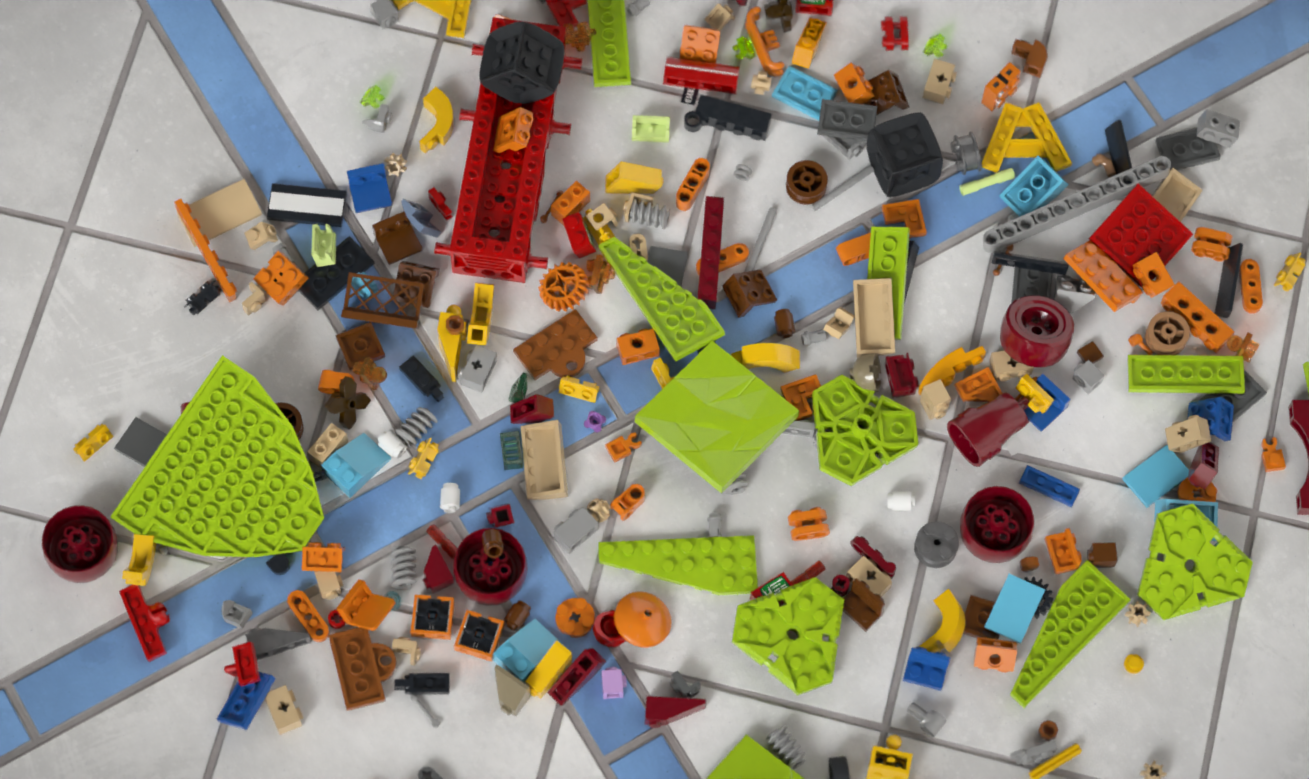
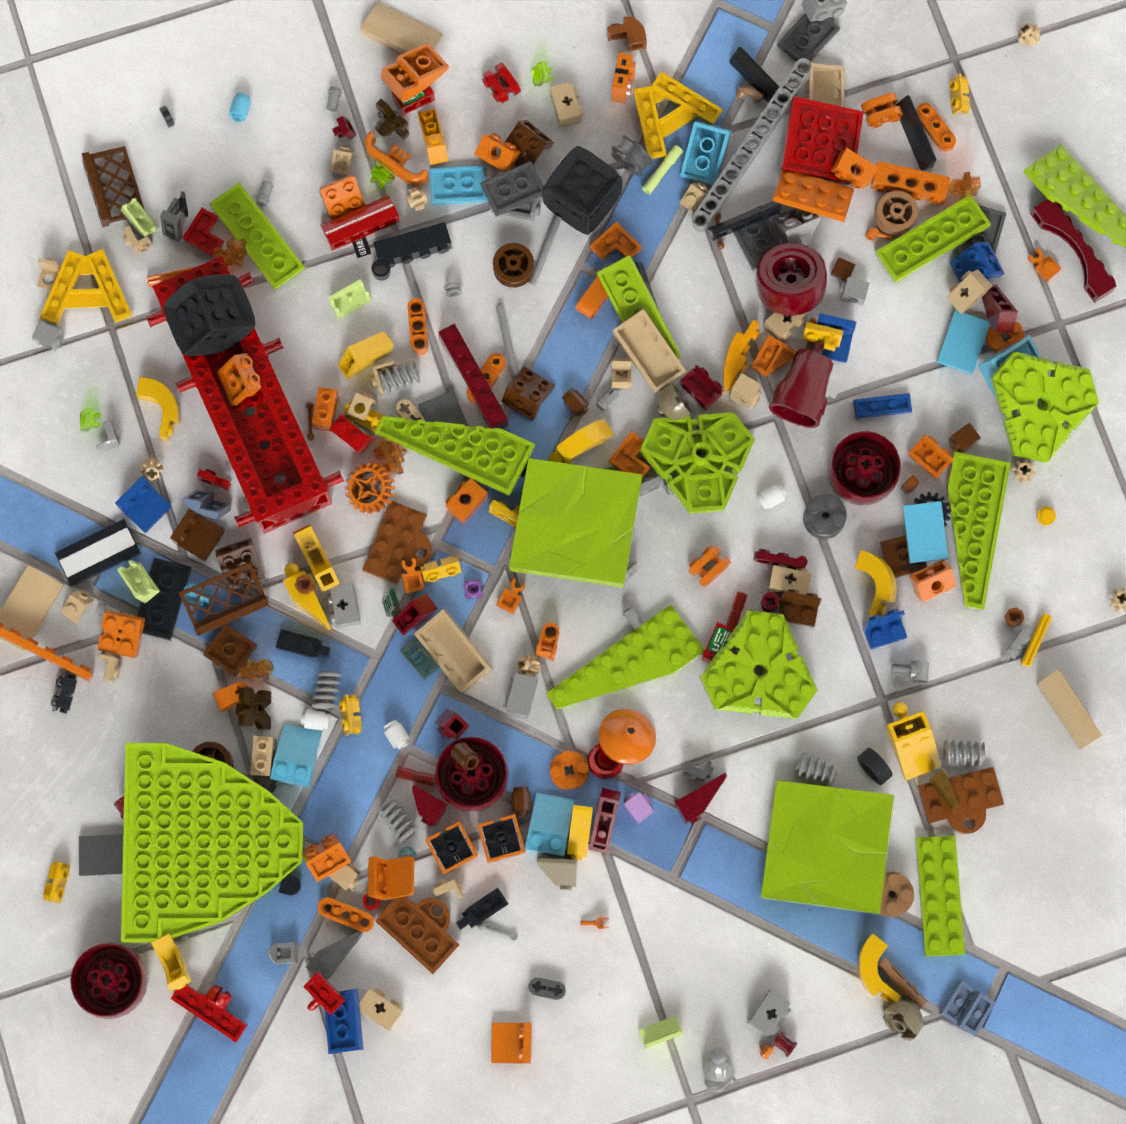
camera: 30 degrees left, 10 degrees up
(513, 756) = (598, 923): none -> orange hand
(549, 381) = (412, 579): none -> orange plate
(999, 217) = (694, 196): none -> tan bracket

